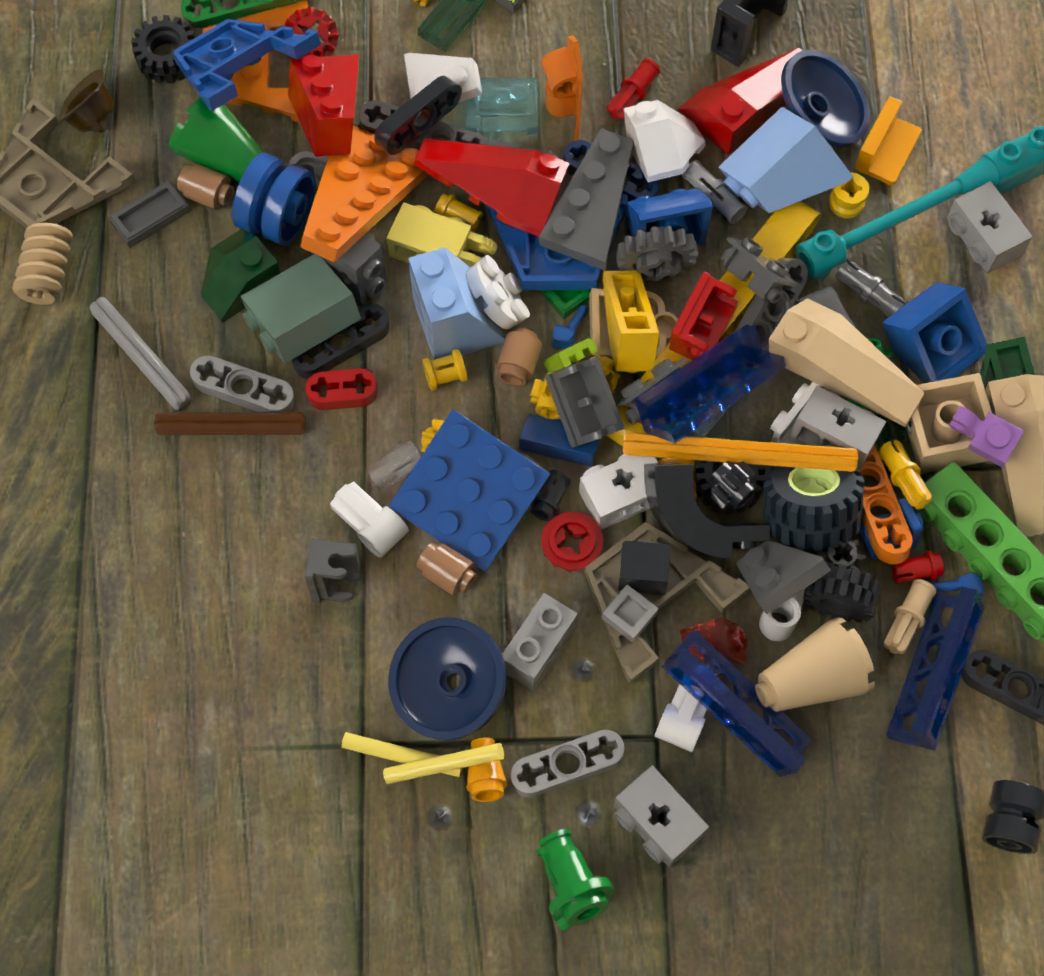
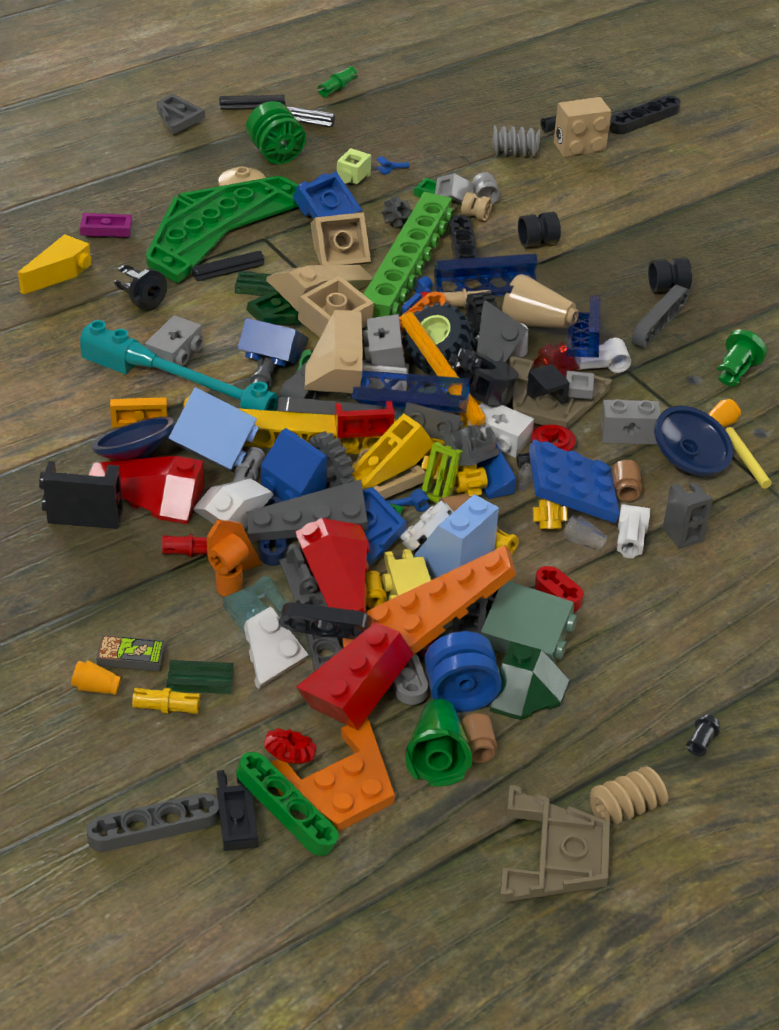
camera: 125 degrees left, 25 degrees down
(66, 393) = (706, 729): none -> black pin
(89, 104) = (473, 853): dark brown piece -> none
(140, 353) = (636, 709): light grey axle -> none
(149, 213) = (526, 769): dark grey tile -> none
(153, 36) = (377, 821): black tyre -> none
(229, 423) = (638, 633): reddish brown axle -> none
(230, 46) = (368, 760): blue wing -> none
(231, 373) = (604, 652): light grey beam -> none
(443, 763) = (737, 428): light yellow bar -> none
(535, 763) = (664, 384): light grey beam -> none
(655, 795) = (672, 344): light grey brick -> none
(729, 853) = (660, 316): none -> dark grey beam
(769, 274) = (310, 396): dark grey hinge -> none
(806, 928) = (666, 275): none -> black wheel
(905, 474) = (393, 306): yellow axle -> none
(991, 438) = (342, 274): medium lavender plate -> none

